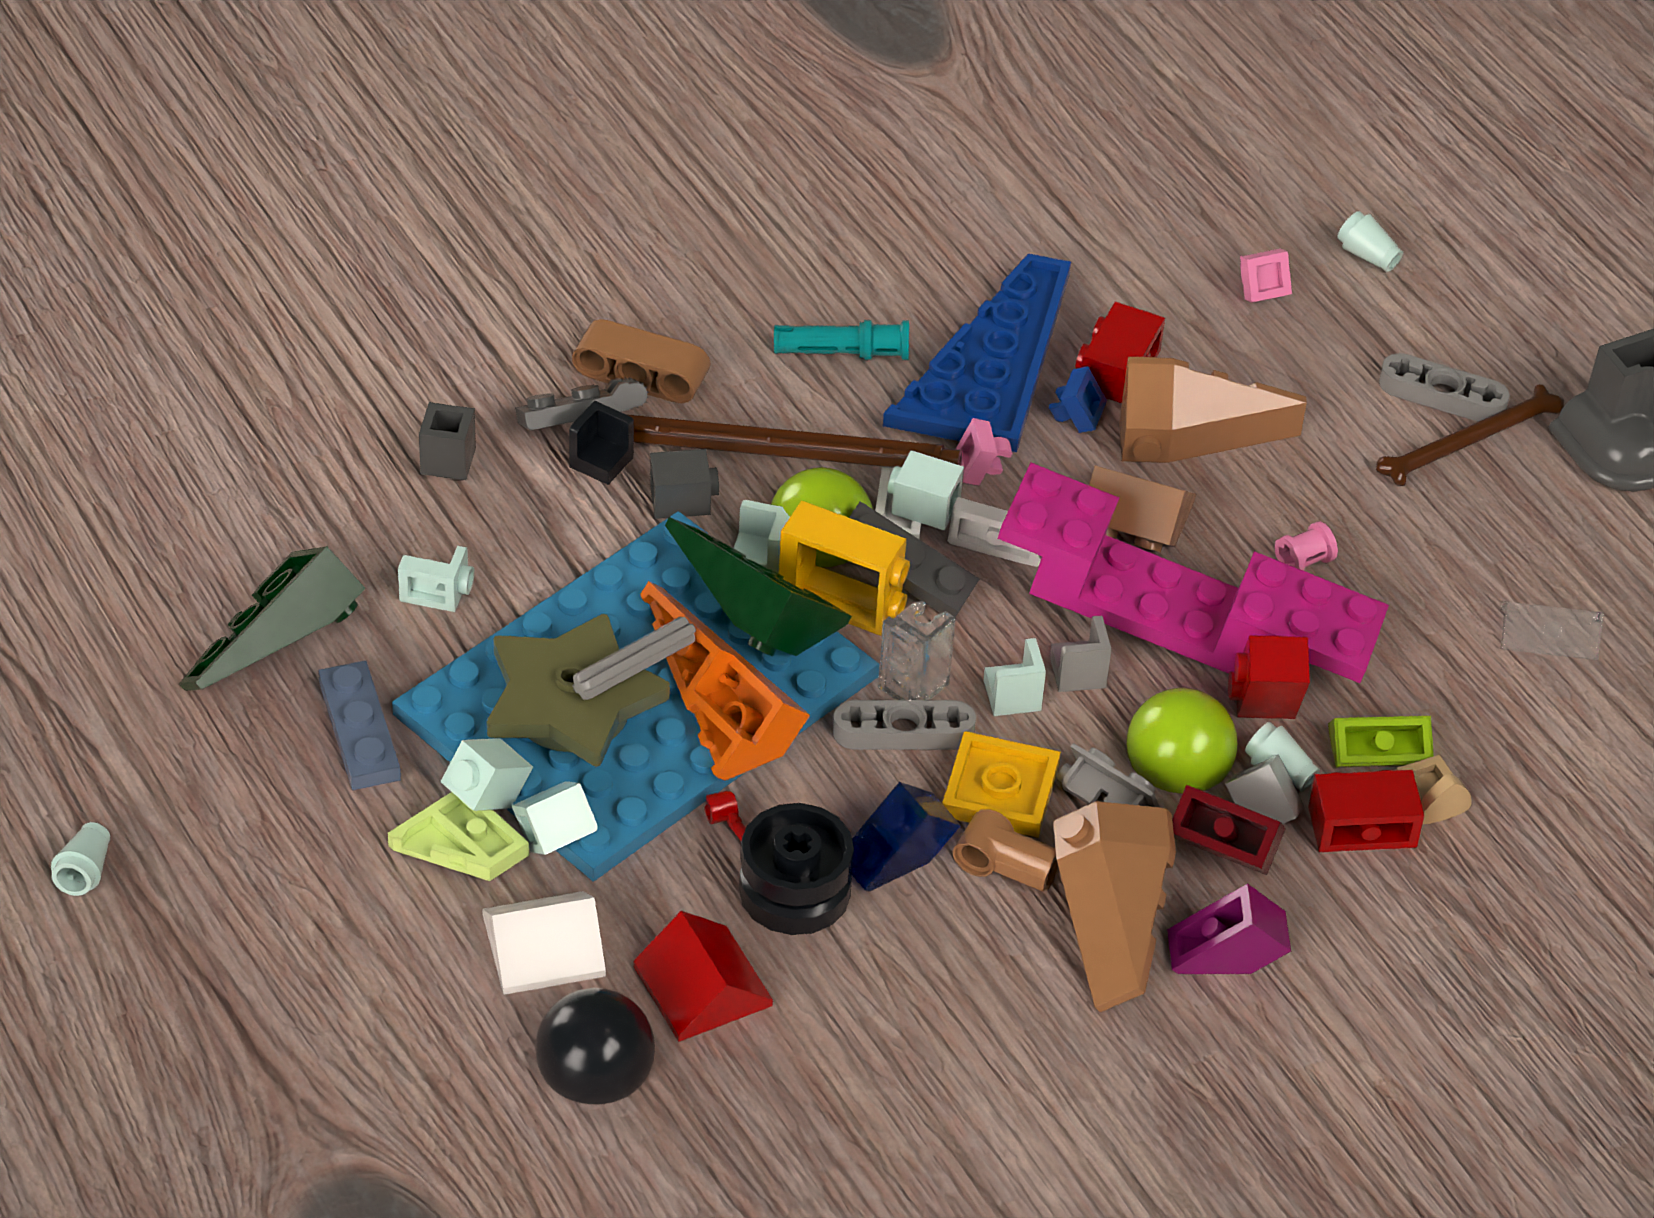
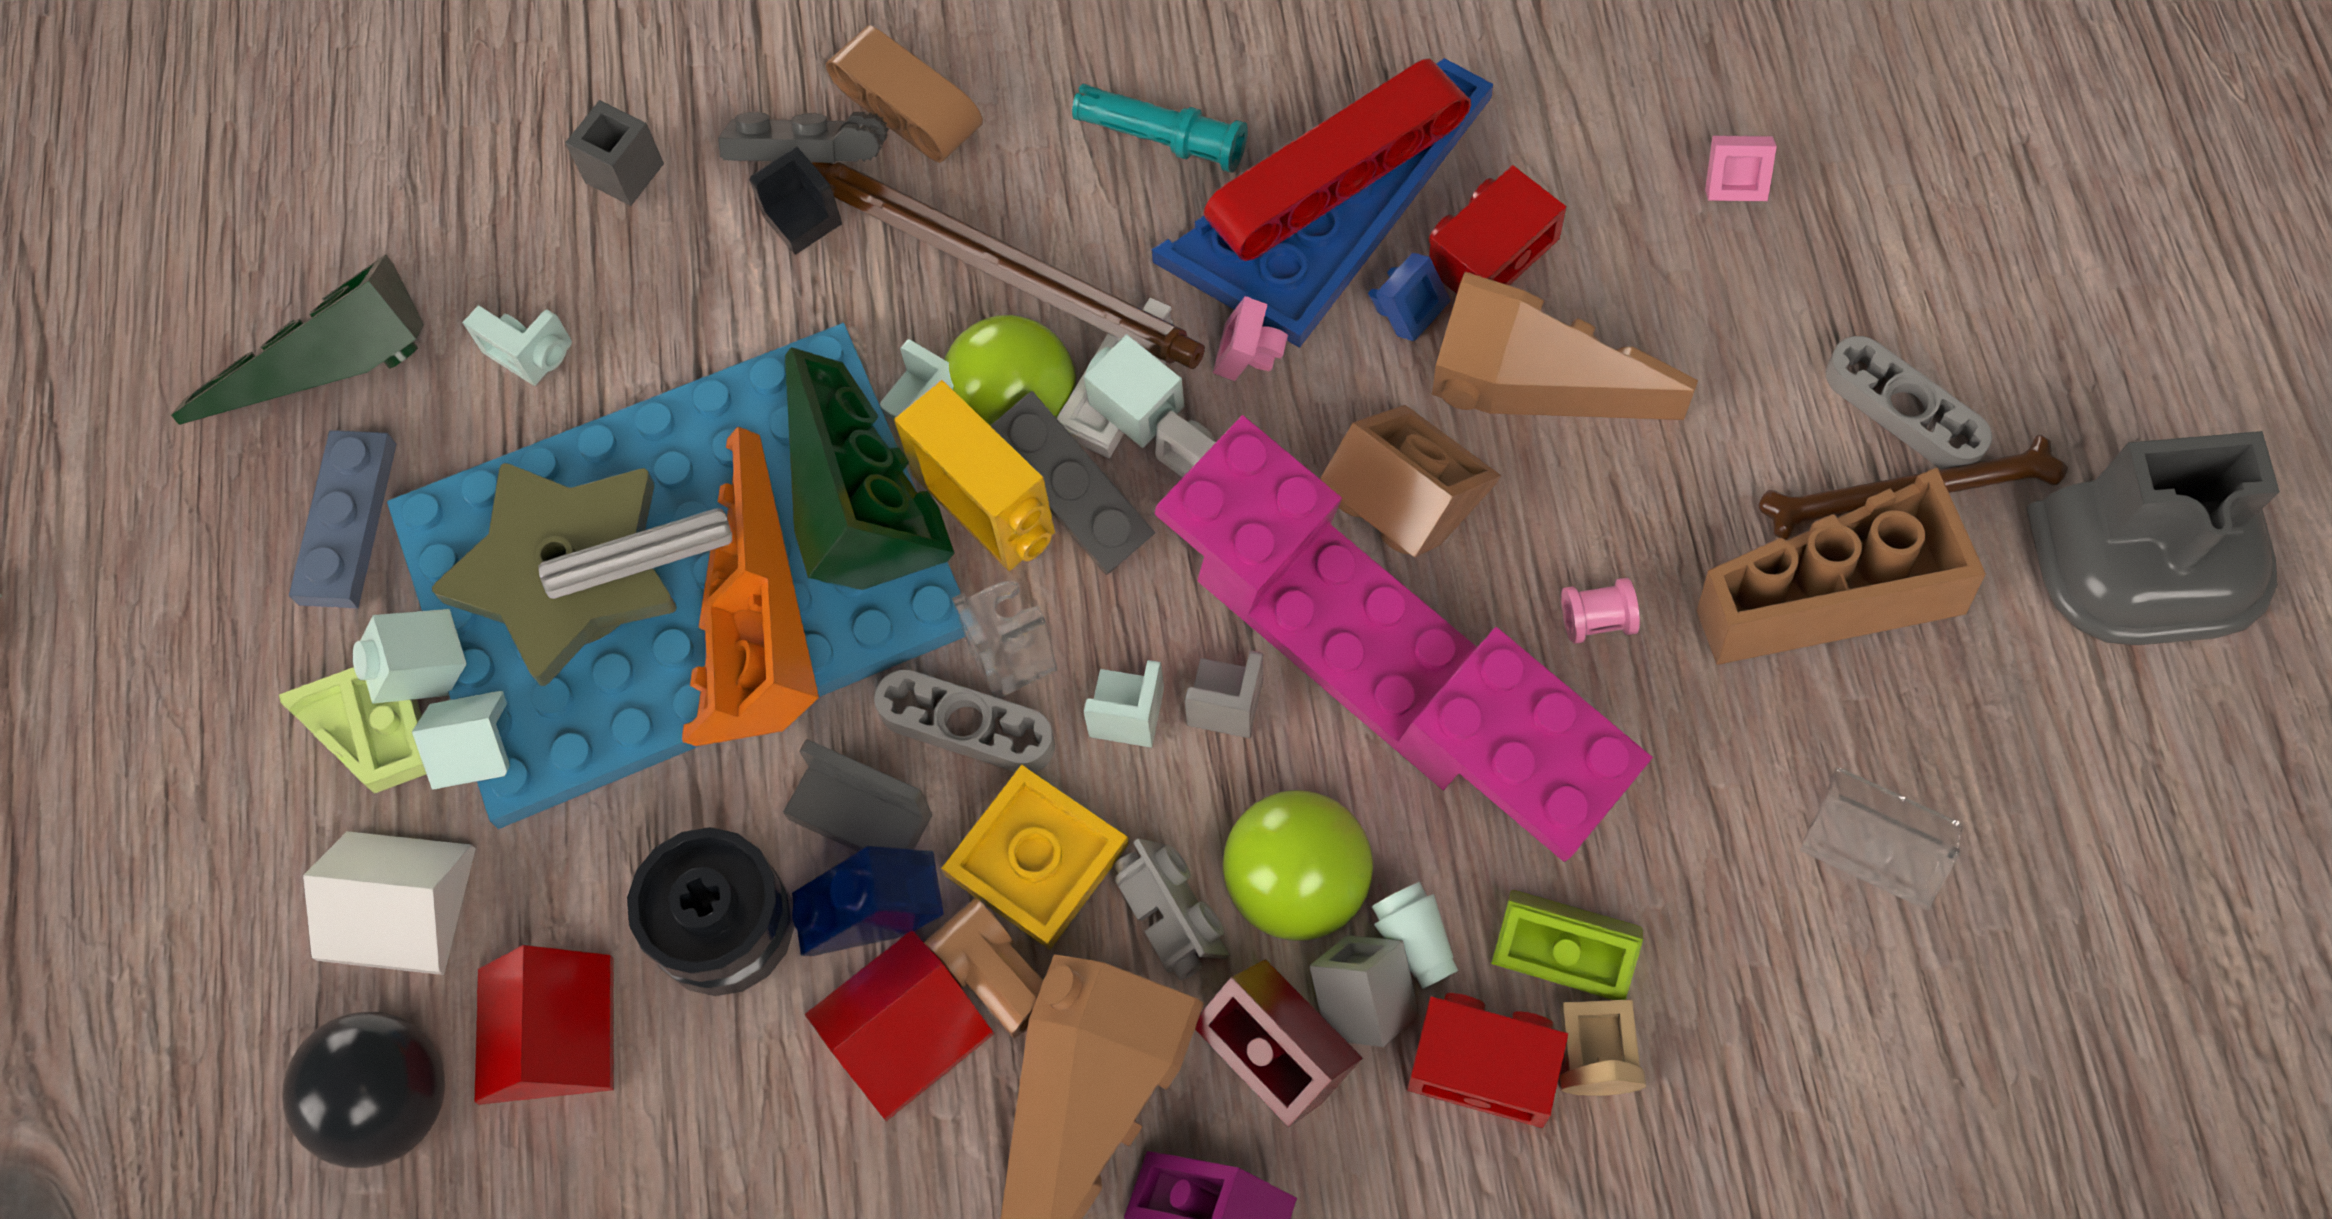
camera: 30 degrees right, 20 degrees up
(682, 483) = (862, 285): dark grey brick -> none
(724, 807) = (690, 779): red hand -> none
(855, 778) = (856, 802): none -> dark grey panel
(959, 903) = (899, 1024): none -> red slope
(991, 324) = (1336, 159): none -> red beam
(1270, 677) = (1437, 821): red brick -> none
(1369, 241) = (1906, 149): light aqua cone -> none
(1456, 486) = (1847, 577): none -> medium nougat wedge

